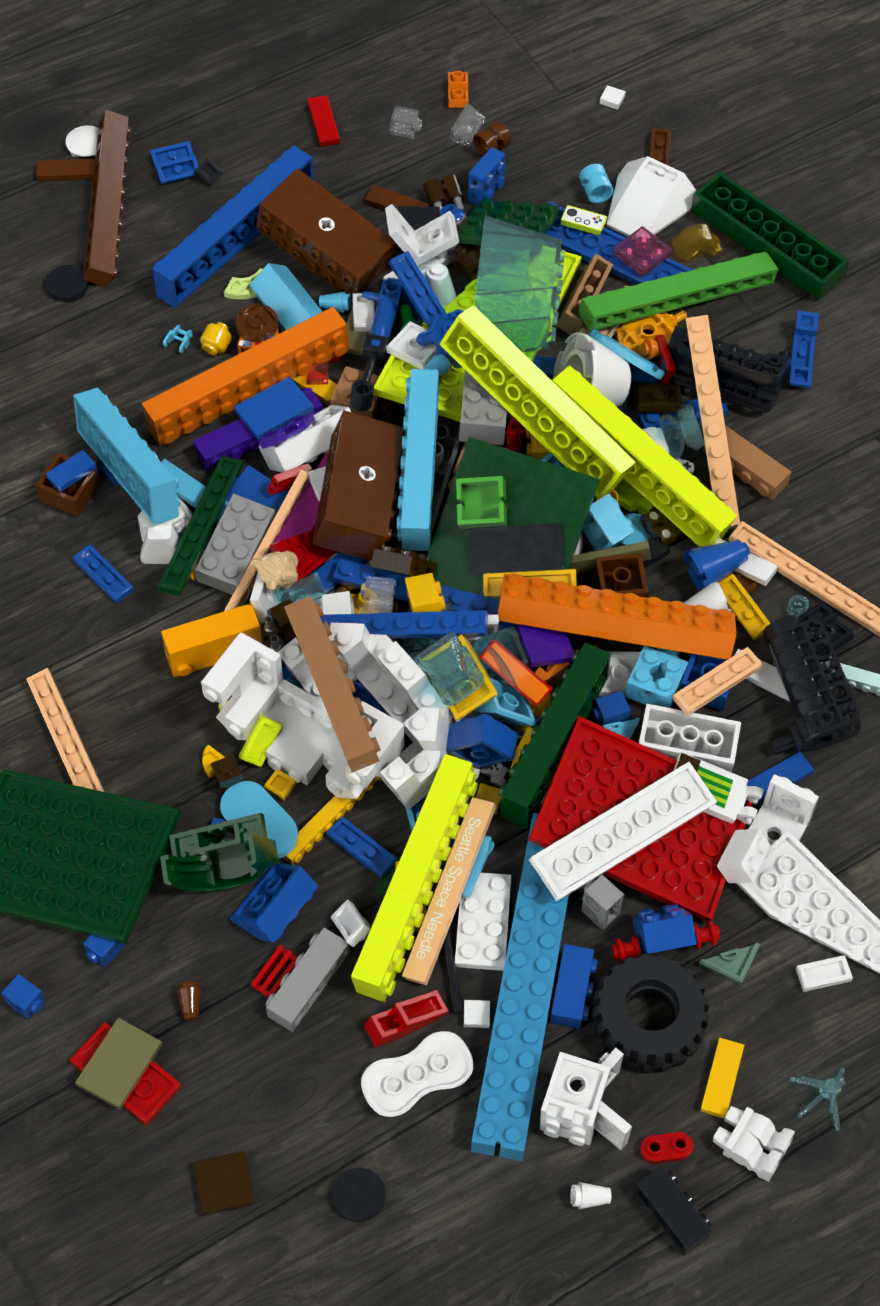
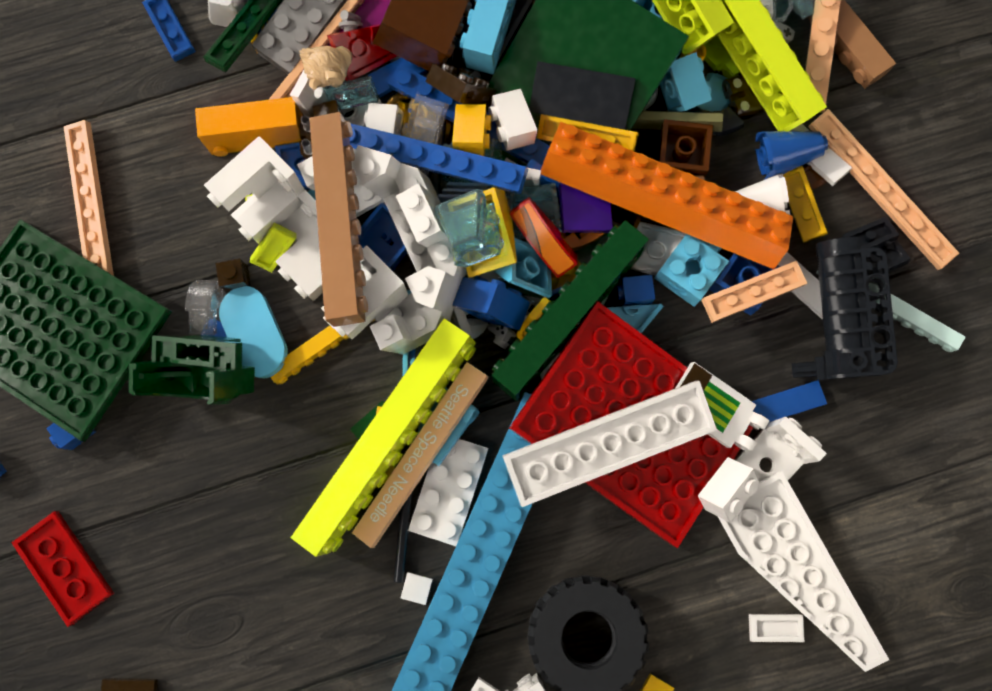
camera: 15 degrees right, 20 degrees up
(119, 1063) = (53, 561): olive tile -> none
(189, 999) = (140, 506): reddish brown cone -> none
(206, 804) = (202, 303): none -> clear brick
(210, 755) = (225, 251): yellow tile -> none
(274, 902) = (246, 424): blue slope -> none
(280, 785) = (285, 296): yellow tile -> none
(285, 531) = (350, 21): none -> light grey plate
(287, 955) = (215, 511): red tile -> none
(307, 979) = (258, 515): light grey brick -> none
(351, 923) = (314, 468): white tile -> none
(361, 847) = (348, 382): blue tile -> none
(399, 1082) = (320, 646): white plate -> none
(405, 1018) = (345, 578): red slope -> none
(459, 582) = (512, 119): none -> white brick
(483, 502) = (557, 36): bright green piece -> none
(489, 794) = (487, 357): yellow tile -> none
(573, 986) = (518, 586): blue brick -> none
(602, 901) = (570, 506): light grey brick -> none
(664, 931) = (624, 555): blue brick -> none
(697, 735) = (715, 346): white brick -> none
(731, 964) = (686, 596): sand green tile -> none
(797, 600) = (859, 208): clear light blue bush -> none

